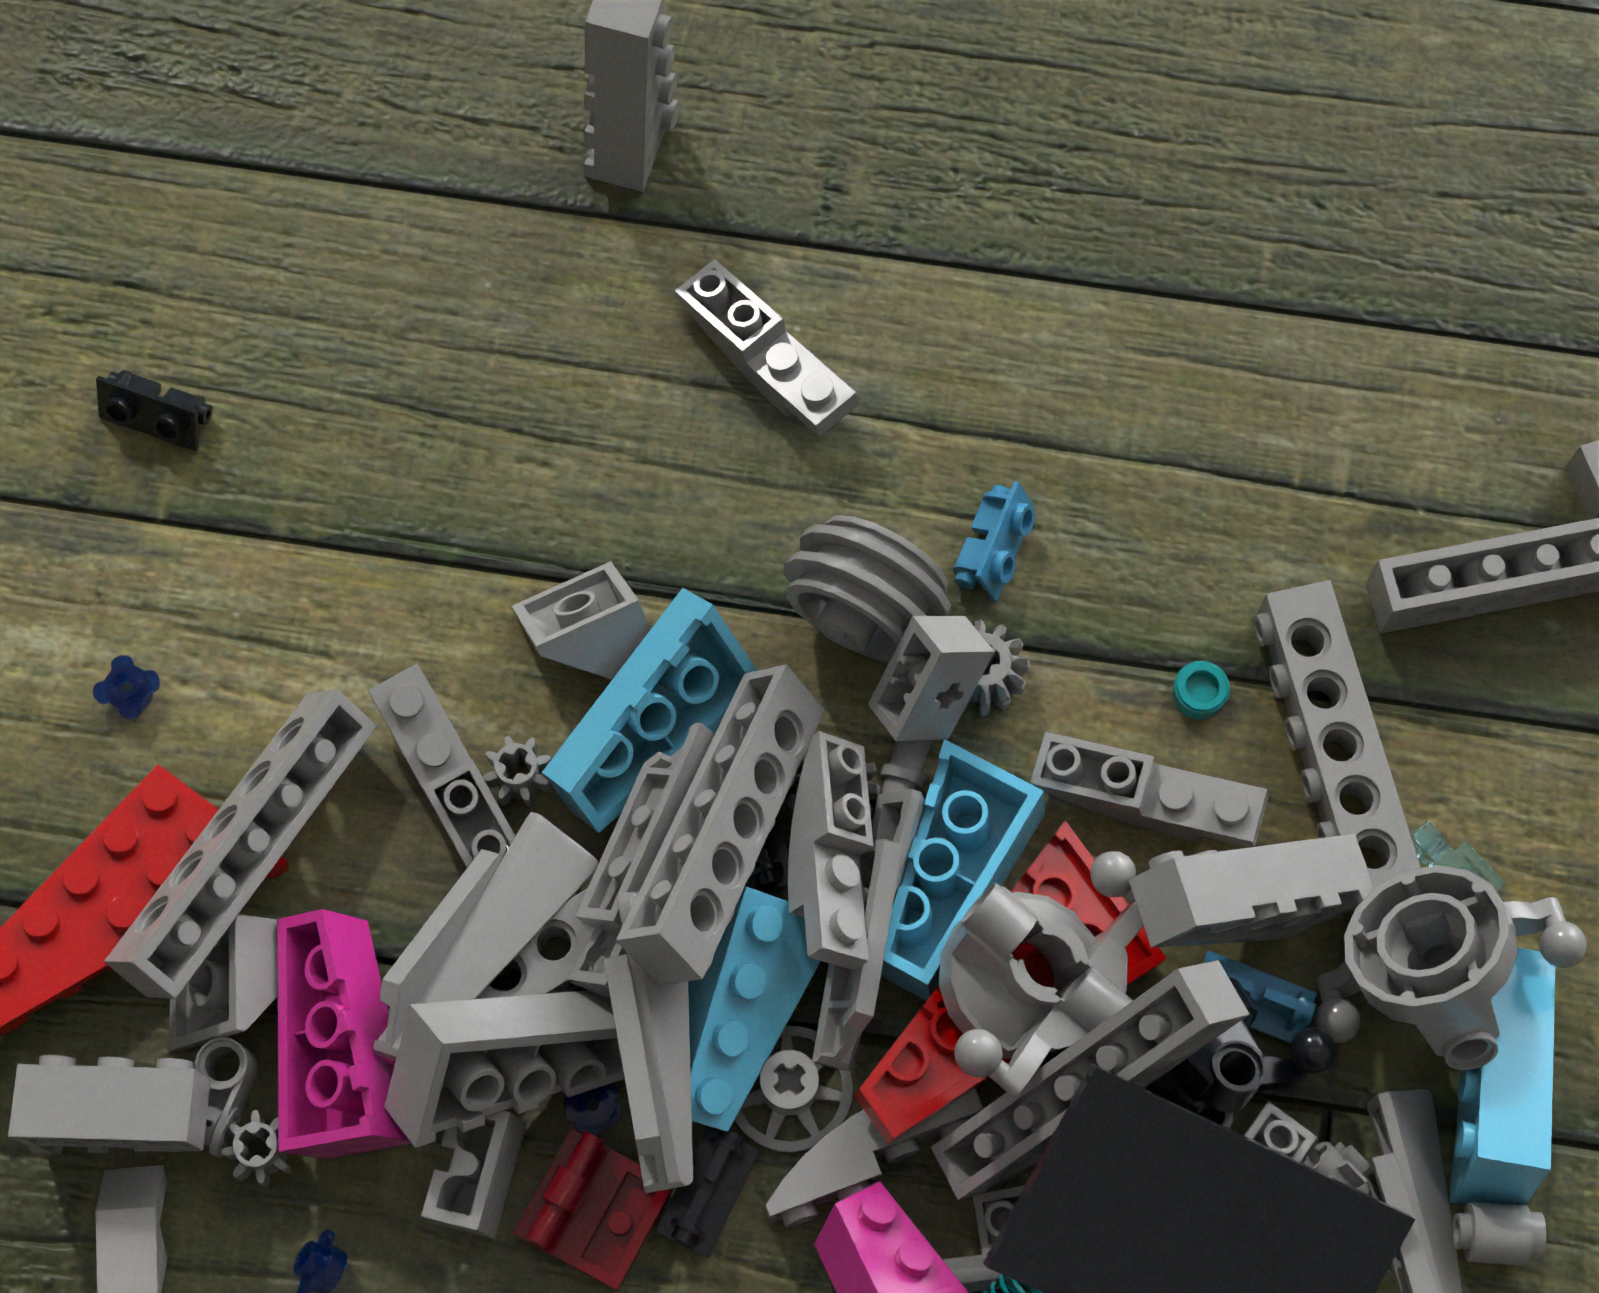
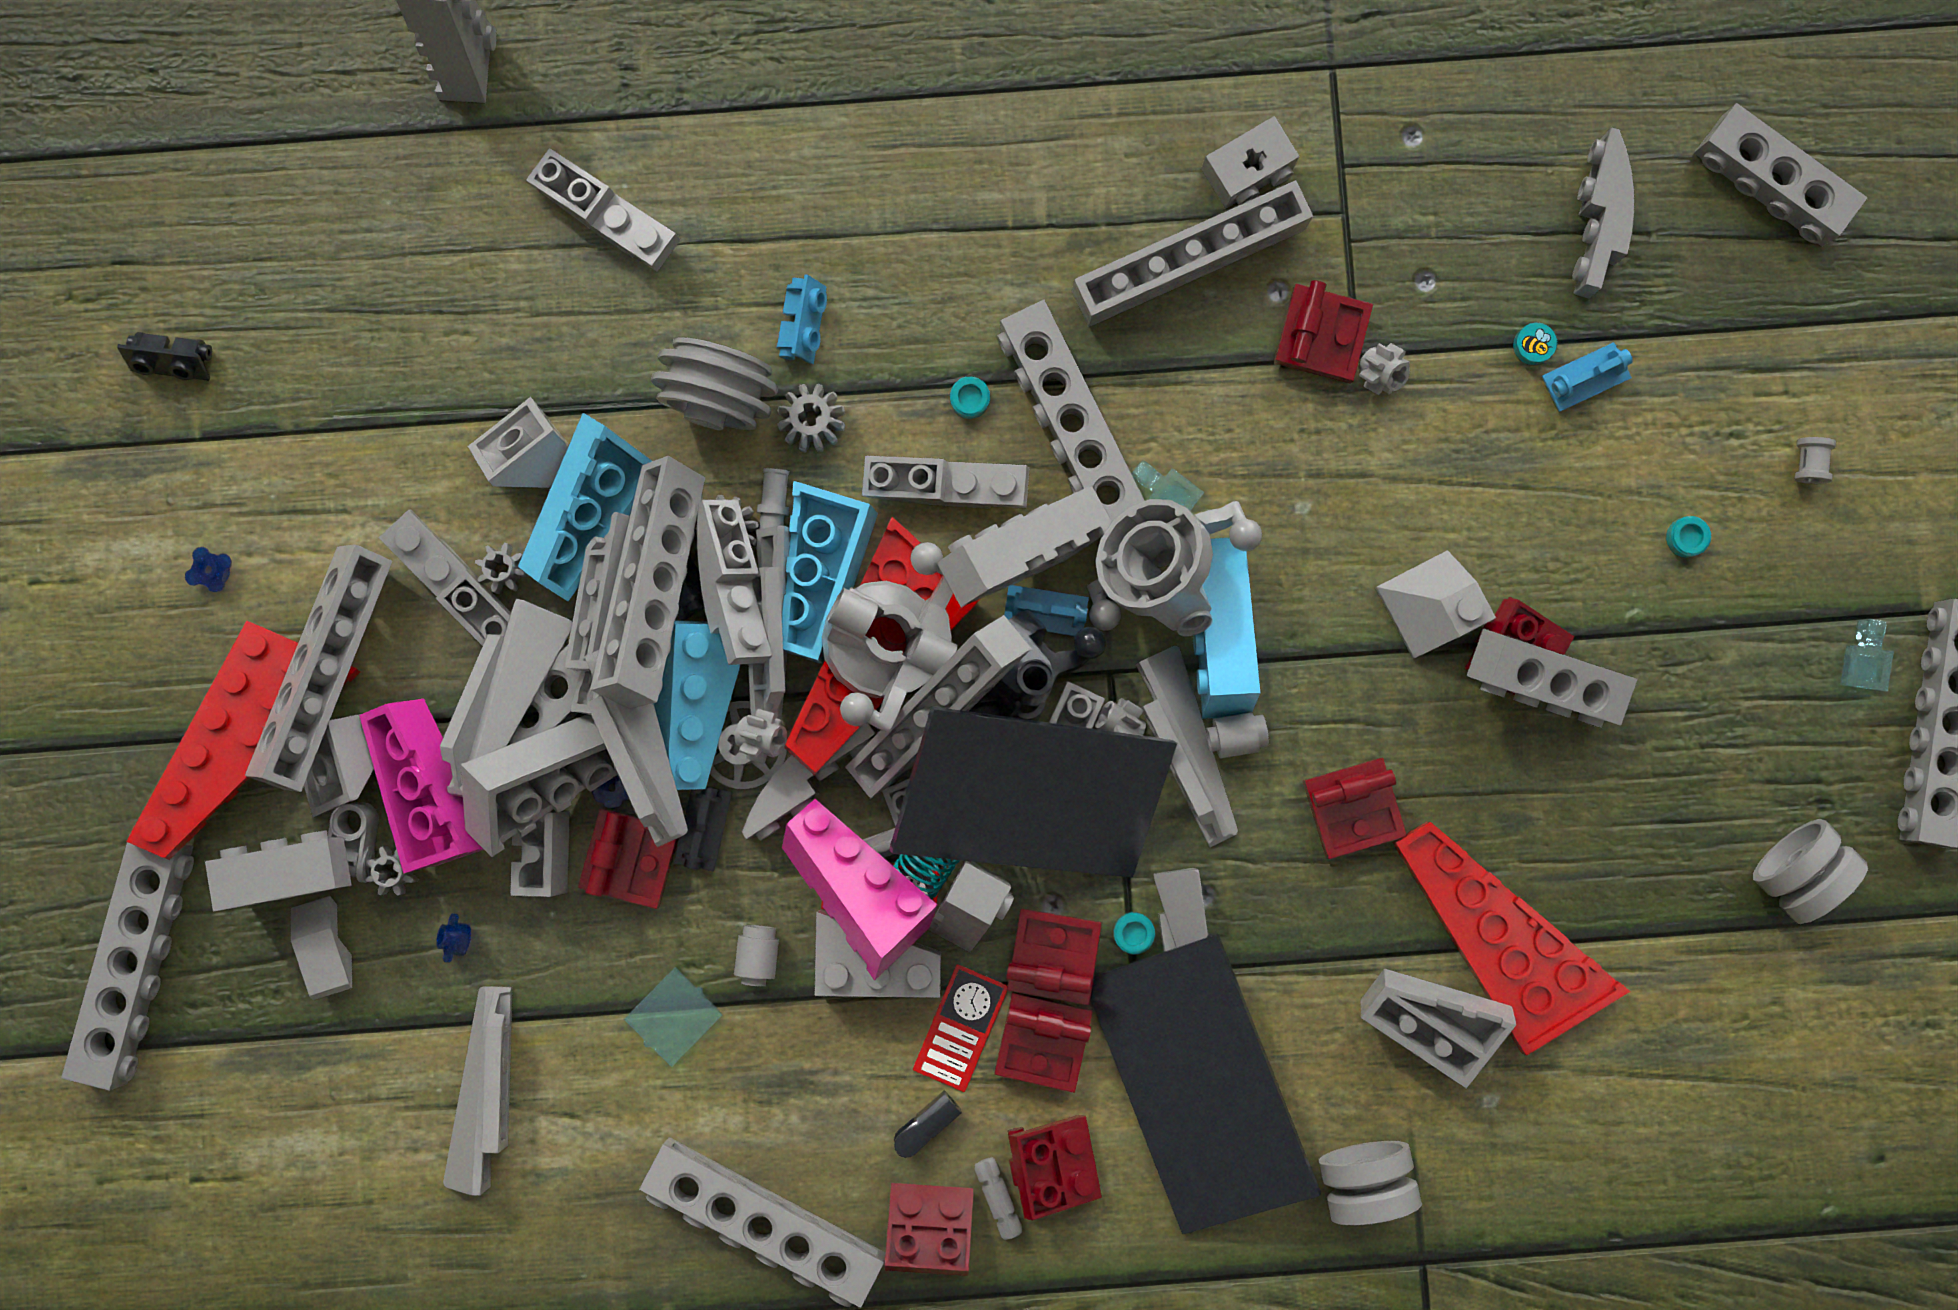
camera: 15 degrees left, 15 degrees up
(826, 1071) = (760, 736): none -> light grey gear
(930, 678) = (773, 441): light grey brick -> none

